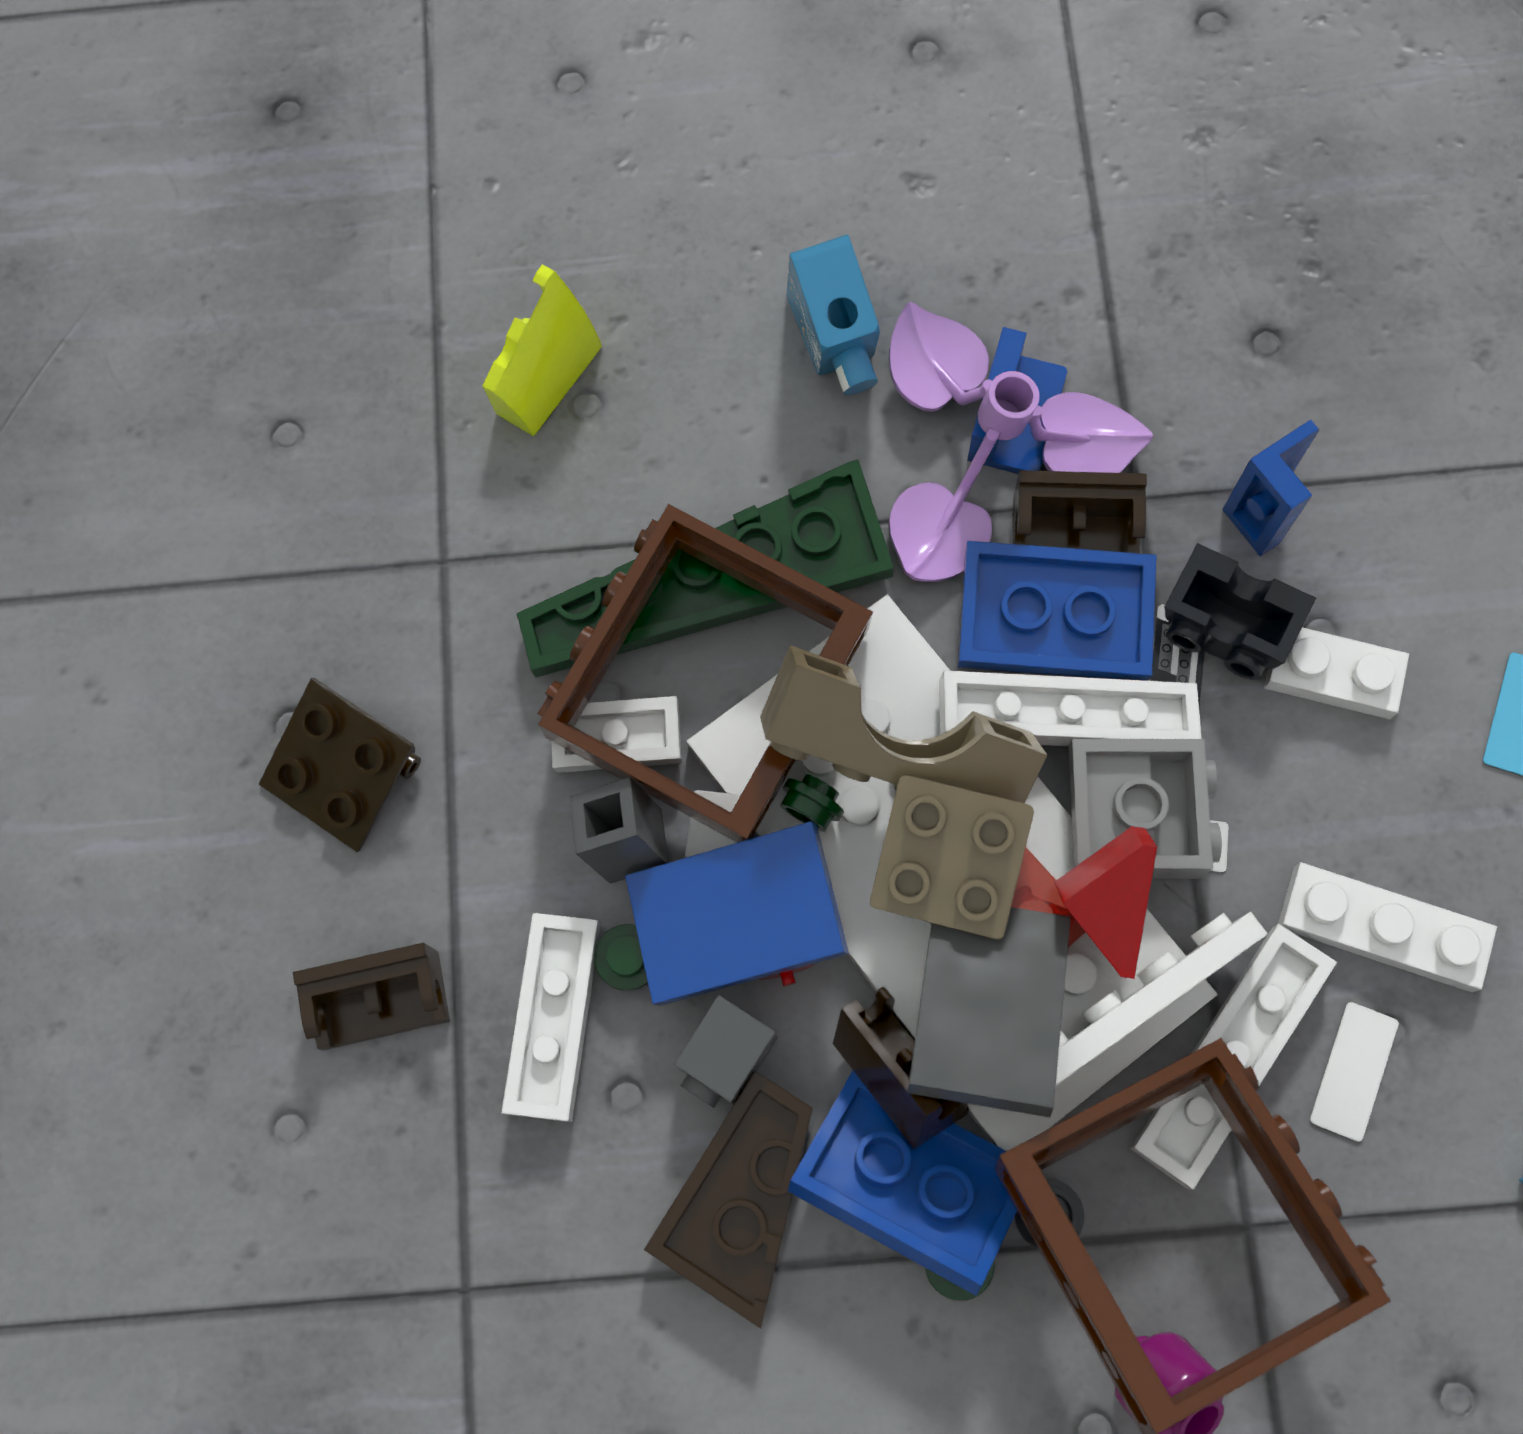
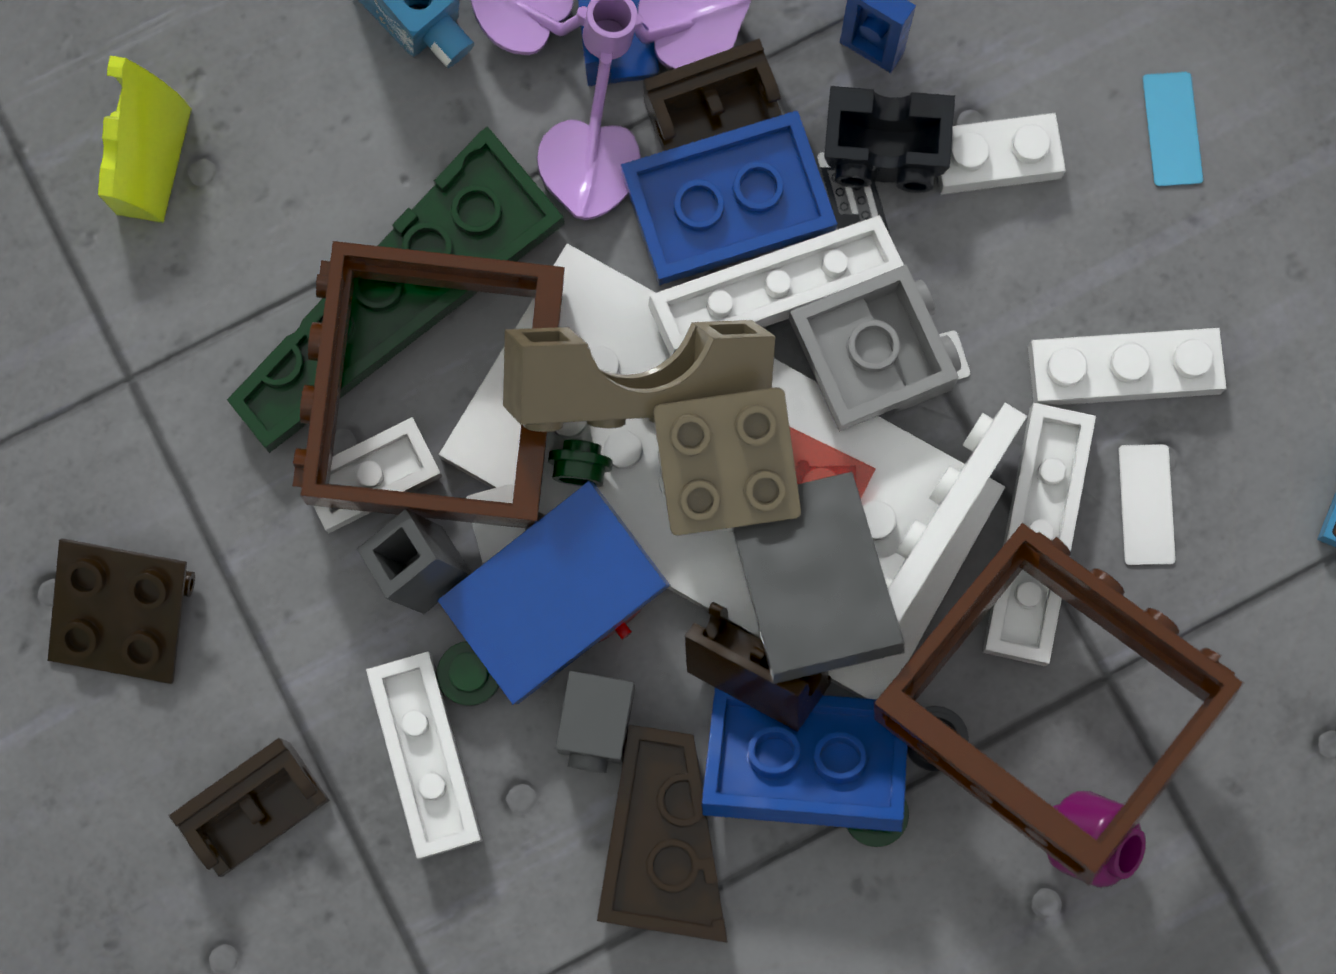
camera: 30 degrees left, 5 degrees up
(1111, 896) = (880, 437): red slope -> none

